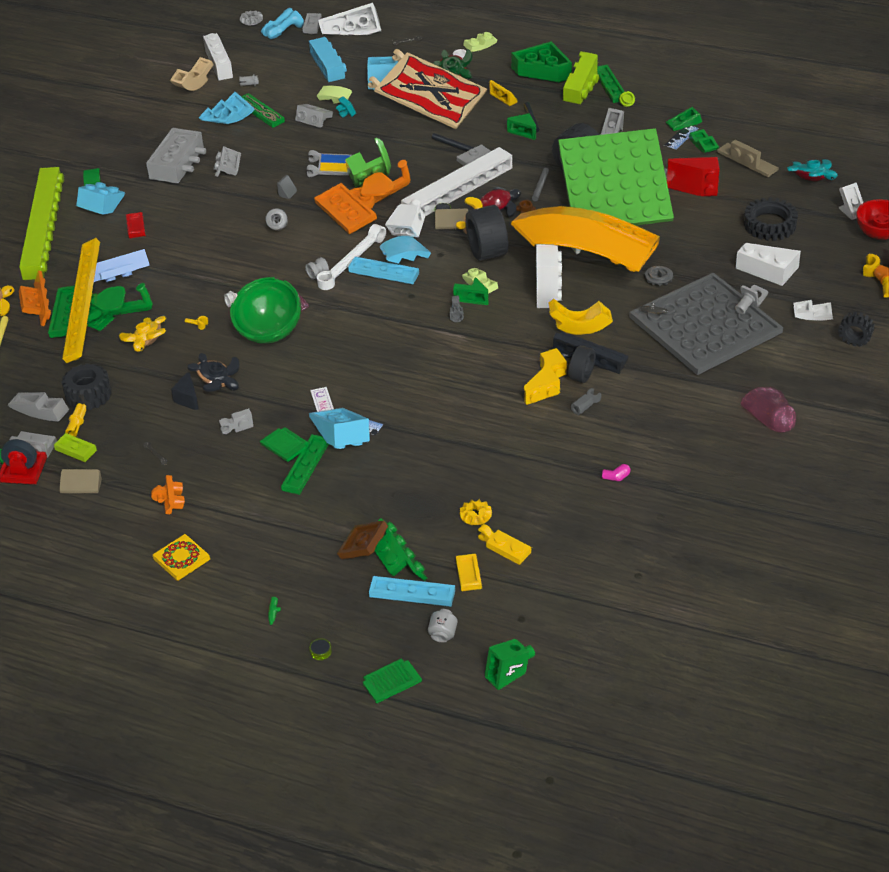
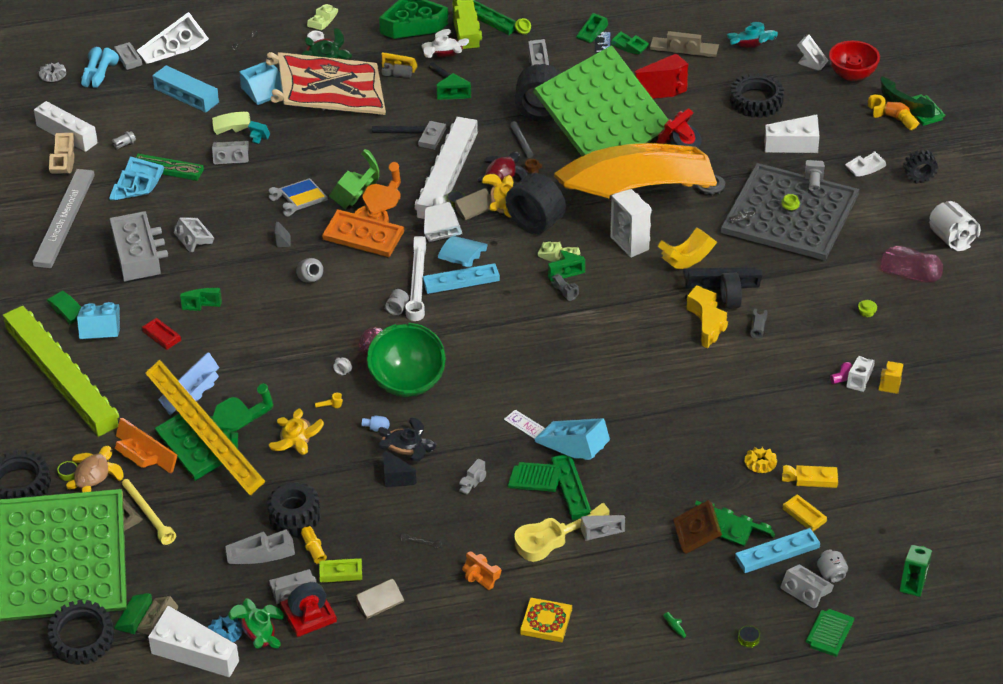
camera: 35 degrees left, 0 degrees up
(155, 120) = (63, 218): none -> light grey tile
(182, 209) = (201, 297): none -> green slope
(212, 351) = (376, 422): none -> light blue cylinder
(238, 492) = (539, 539): none -> light yellow piece
(292, 504) = (600, 526): none -> light grey slope
(406, 630) = (805, 585): none -> light grey bracket
(496, 99) = (401, 71): none -> dark grey bar
(546, 91) = (444, 46): none -> white animal
(630, 478) = (860, 373): none -> white leg
(653, 494) = (891, 377): none -> yellow brick
(668, 224) = (679, 132): none -> red plate
(694, 428) = (867, 308): none -> lime plate
(706, 313) = (790, 202): none -> lime plate
(831, 388) = (954, 225): none -> white cylinder

